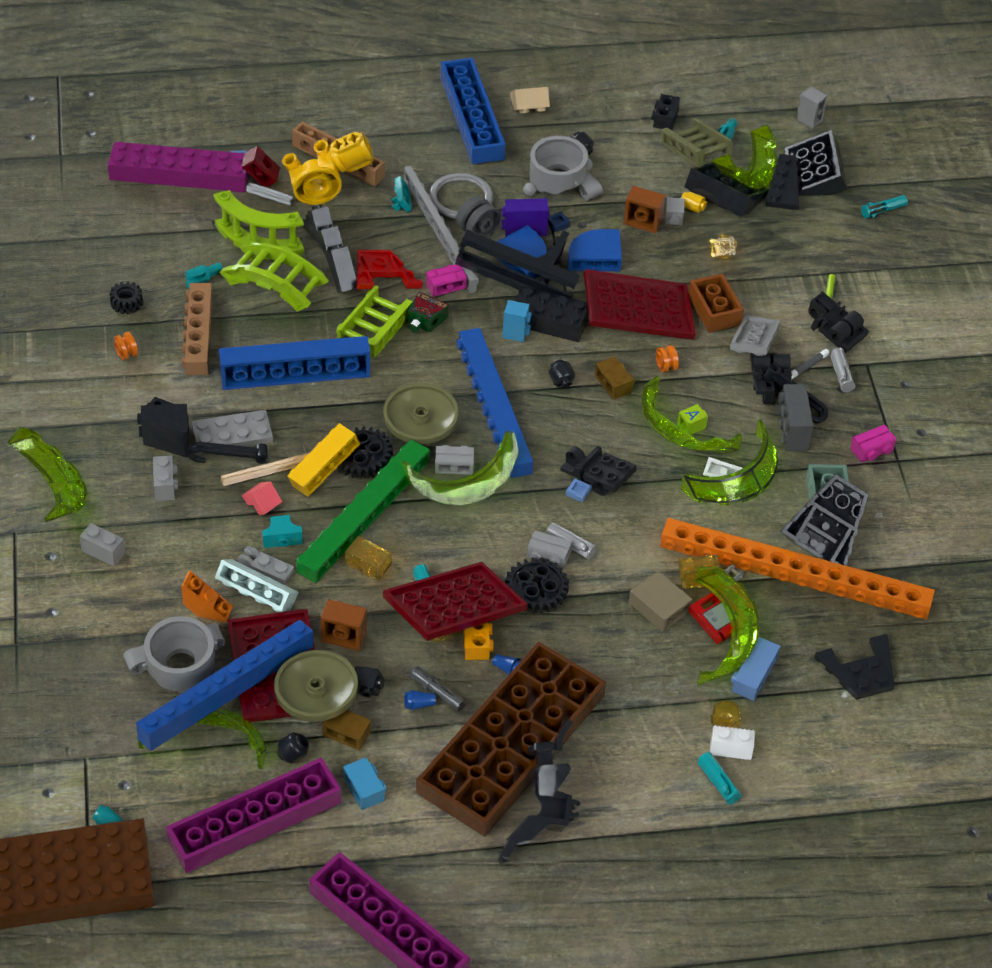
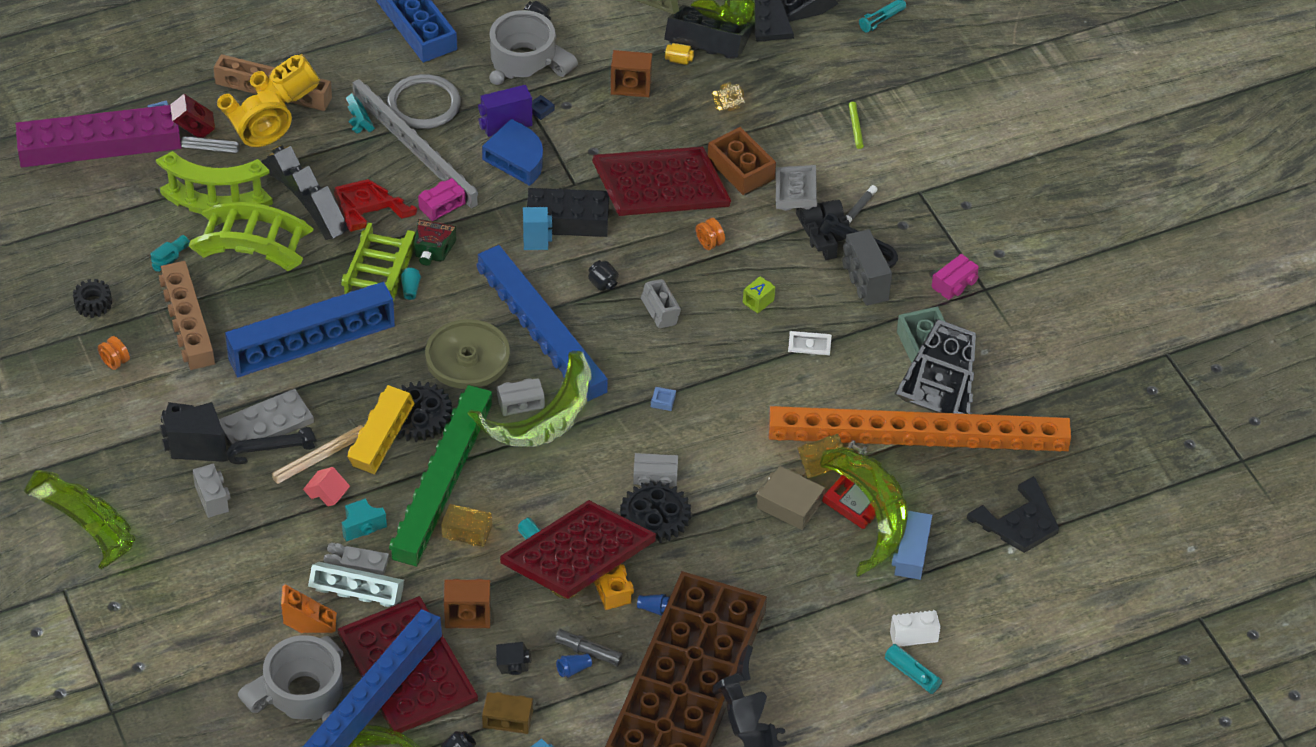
camera: 15 degrees left, 0 degrees up
(102, 544) = (170, 579): light grey brick -> none
(316, 685) = (462, 675): olive dish -> none
(395, 342) = (410, 282): none -> teal cone
(478, 216) = (454, 122): dark grey wheel -> none
(544, 265) = (546, 161): black piece -> none
(579, 544) = (685, 457): light grey piece -> none
(596, 251) = (594, 132): blue brick -> none
(602, 408) = (660, 303): none -> light grey brick
(602, 471) = (684, 372): black plate -> none
(614, 377) = (658, 264): pearl gold brick -> none
(674, 211) = (663, 68): light grey brick -> none
(674, 433) = (746, 313): clear neon green windscreen -> none
(726, 714) = (899, 600): clear yellow hair -> none
(741, 484) = (830, 355): clear neon green windscreen -> none
(835, 323) = (875, 155): black plate -> none
(842, 370) = (897, 204): light grey piece -> none

